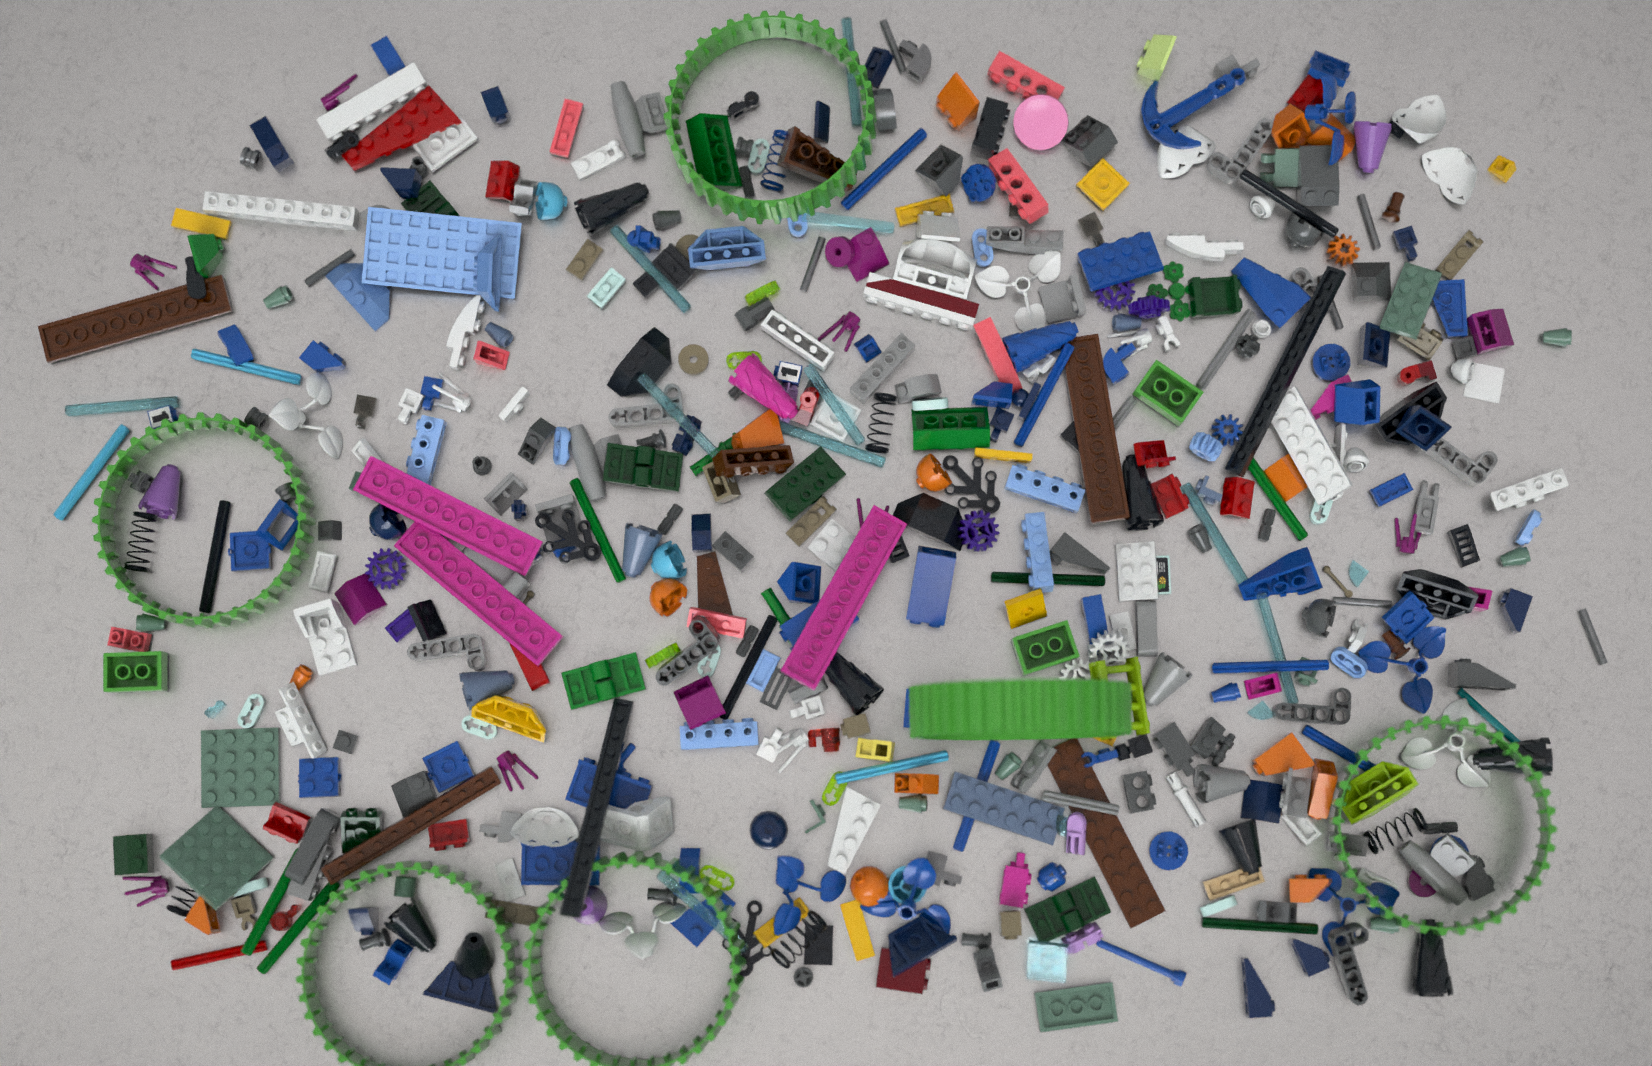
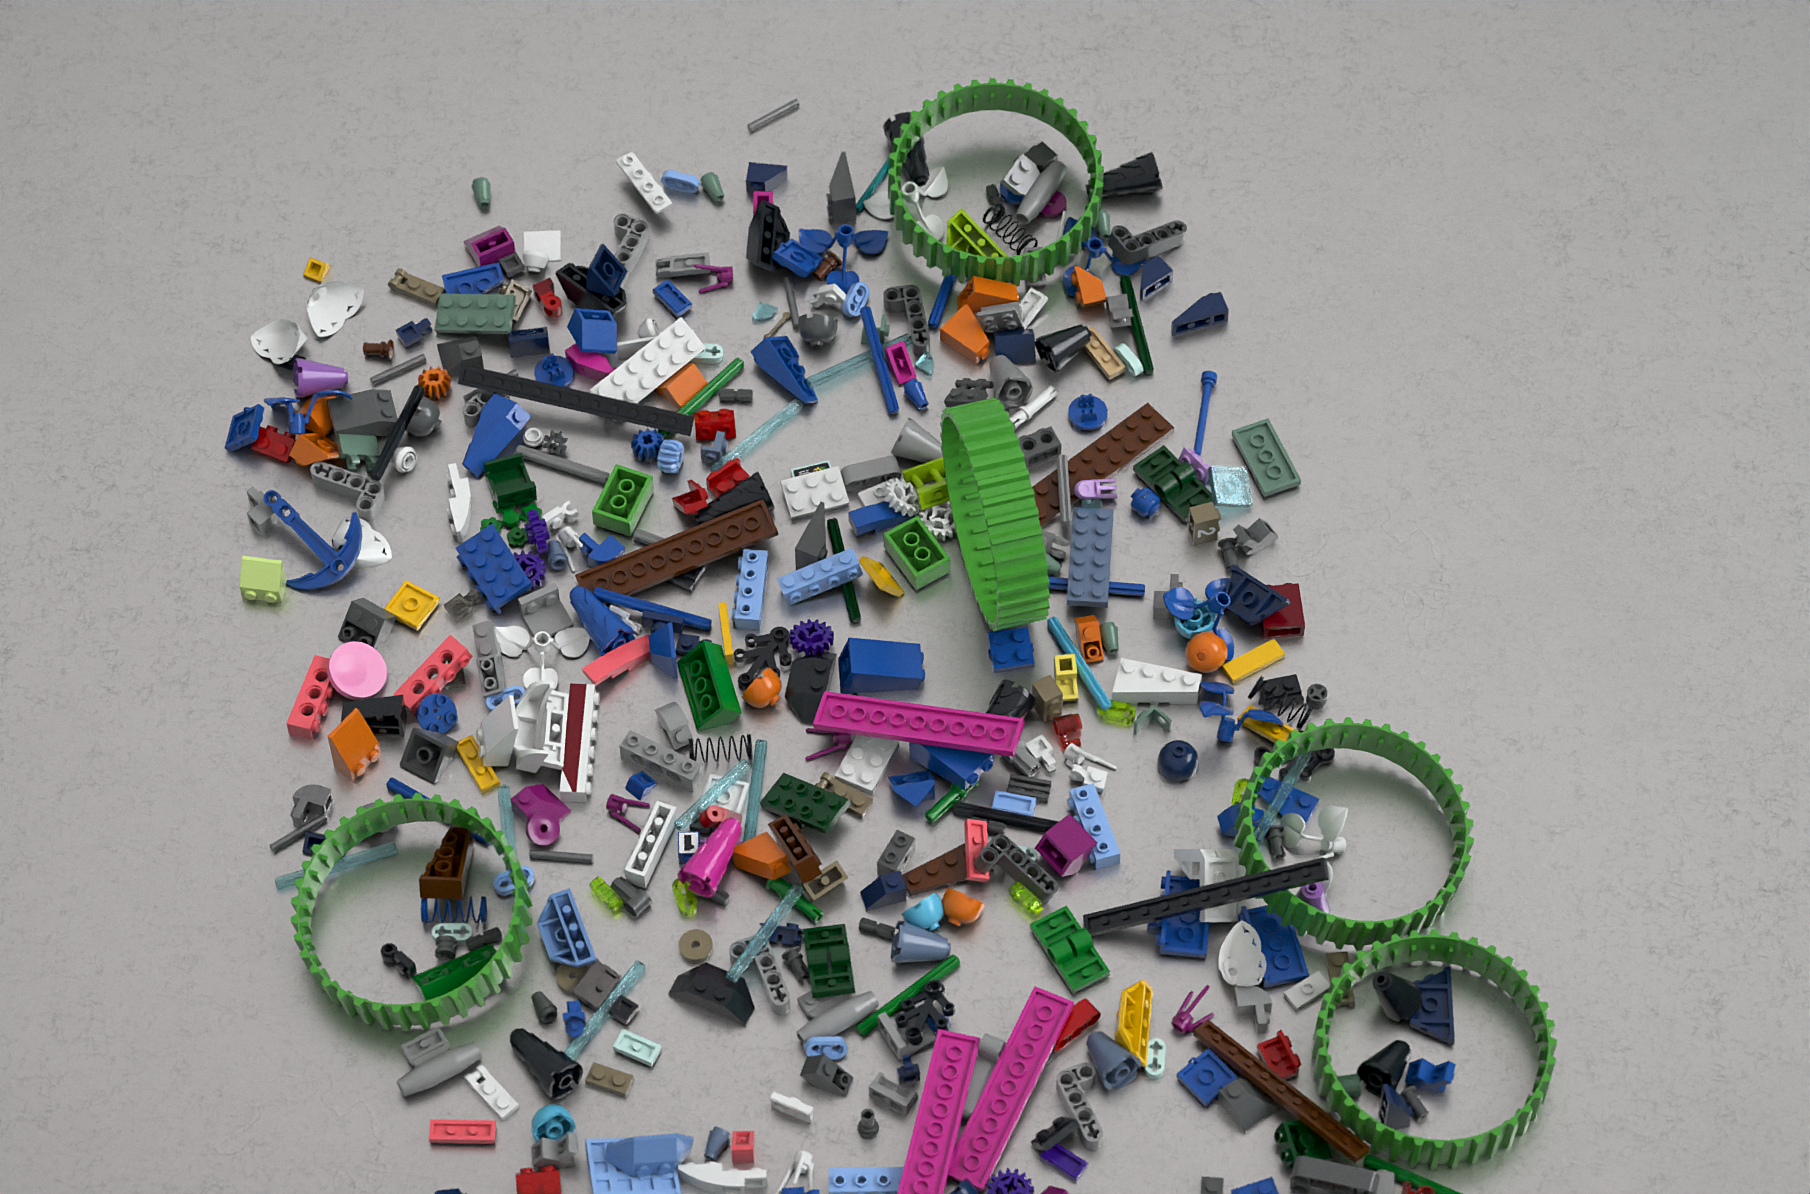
camera: 105 degrees left, 25 degrees down
(822, 122) = (399, 883): dark blue slope -> none
(930, 403) = (688, 706): light aqua beam -> none
(1014, 883) = (1161, 532): dark pink hinge -> none
(1200, 537) = (762, 447): dark grey cone -> none
(1470, 543) = (704, 240): black slope -> none

